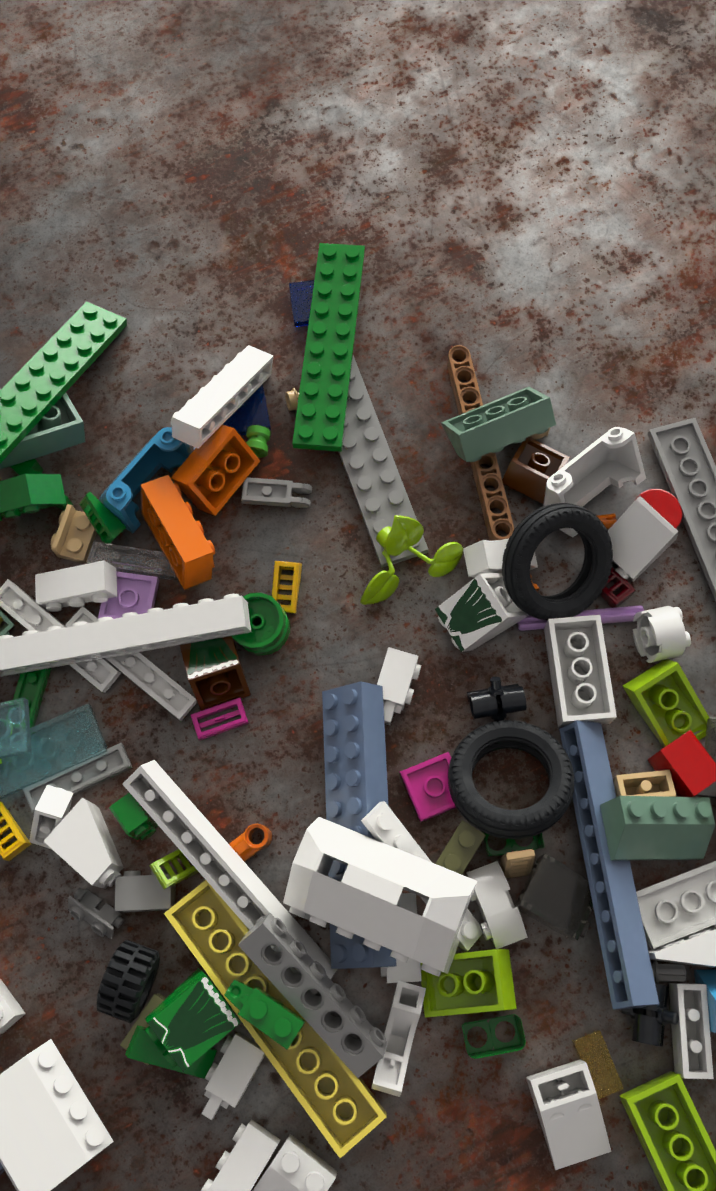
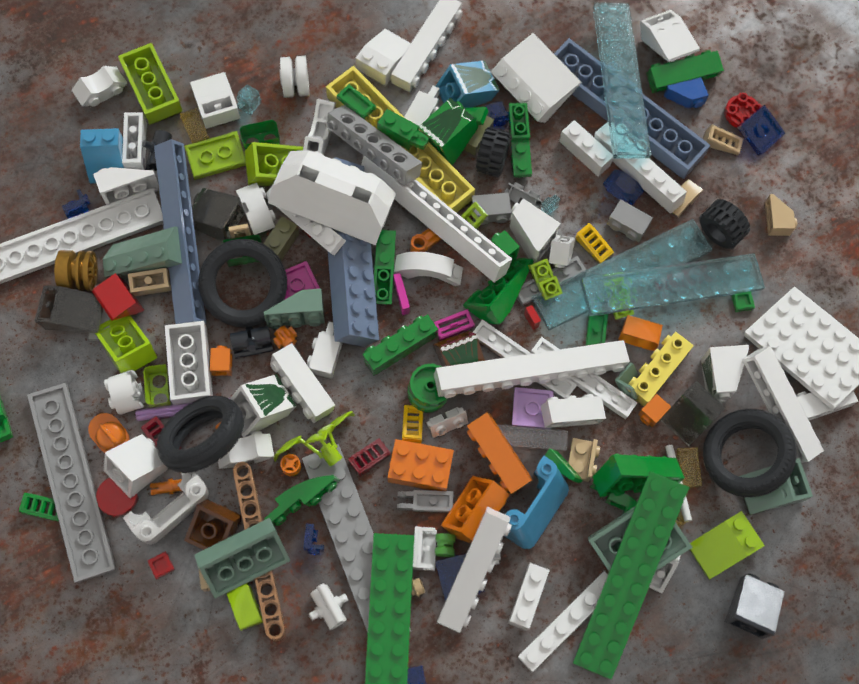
camera: 170 degrees right, 0 degrees up
(57, 894) = (550, 204): none -> clear light blue plate
(82, 770) = (545, 280): none -> lime slope
(82, 1017) = (519, 140): none -> green slope
(109, 720) = (532, 317): none -> red tile
(114, 1066) = (497, 112): none -> clear blue bracket
(126, 360) = (563, 625): none -> white plate
(155, 1118) = (468, 83): none -> dark azure slope
(157, 739) = (499, 297): none -> green wedge
(165, 382) = (528, 596): none -> white brick
(247, 796) = (428, 264): none -> white arch
(249, 583) = (455, 419): none -> white hinge
(278, 530) = (420, 466): none -> orange brick
(280, 444) = (424, 548): none -> white hinge
(287, 762) = (401, 294): none -> dark pink tile
(294, 687) = (400, 345): none -> green brick
(309, 795) = (384, 267): none -> green slope
(338, 1081) = (356, 101): none -> green tile
(357, 549) = (367, 466): none -> dark red slope
(397, 381) = (328, 606): none -> white pin
(416, 447) = (311, 536): none -> clear blue bracket
(424, 498) = (306, 492): none -> green slope
(424, 739) = (297, 310): none -> sand green slope
(426, 639) = (302, 383): none -> white brick
(438, 1144) = (294, 76): none -> white wheel
(440, 535) = (288, 462): none -> orange wheel
(450, 705) = (285, 336): none -> orange gear
(492, 380) = (245, 607): none -> lime piece
(514, 1108) = (246, 97): none -> clear light blue brick
(536, 676) = (221, 361): none -> orange brick
(561, 1009) = (215, 155): none -> lime tile
(591, 433) = (161, 565): none -> red tile
(625, 624) = (149, 373): none -> lime piece
(675, 589) = (107, 432): none -> orange piece

